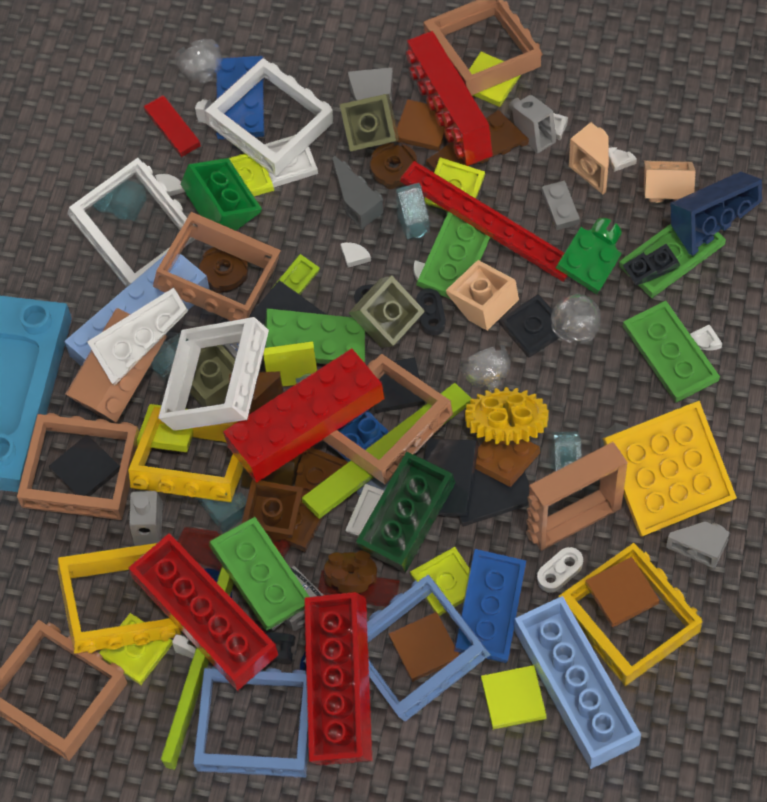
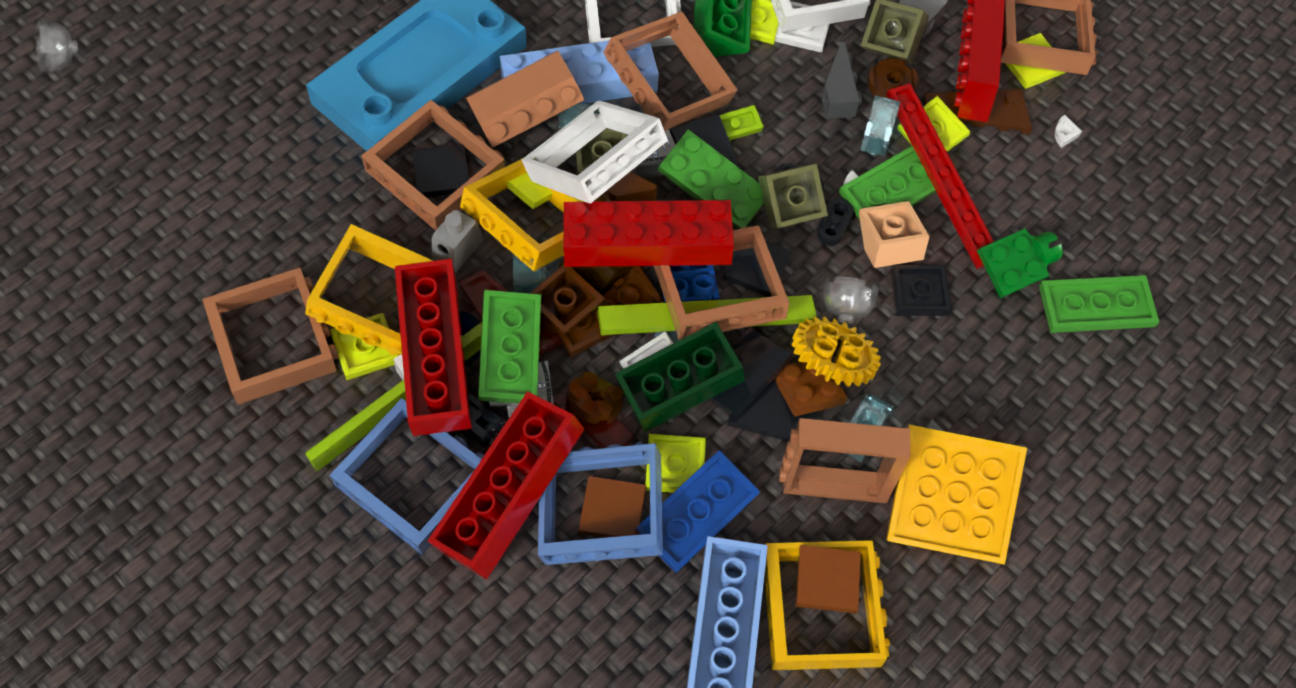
camera: 25 degrees right, 0 degrees up
(131, 338) = (550, 80): white wing -> none
(223, 280) = (679, 91): reddish brown plate -> none
(291, 361) = (675, 183): neon yellow tile -> none
(354, 254) = (803, 135): white tile -> none
(420, 127) = (939, 64): dark orange tile -> none
(513, 697) = (658, 609): neon yellow tile -> none
(534, 121) = (1047, 116): light grey torso -> none
(556, 569) = (785, 519): white plate -> none
(560, 205) = (1021, 202): light grey plate -> none
(576, 318) = (964, 306): clear cylinder -> none
(590, 156) = (1078, 172): light nougat slope -> none
(620, 159) = (1105, 194): white tile -> none
(651, 266) = (1062, 301): black slope -> none
(668, 180) = (1139, 239): light nougat slope -> none
(671, 351) = (1035, 391): bright green plate -> none
(700, 542) = (939, 583): light grey slope -> none
(706, 338) = (1076, 400): white tile -> none
(713, 209) = (1162, 285): dark blue wedge -> none

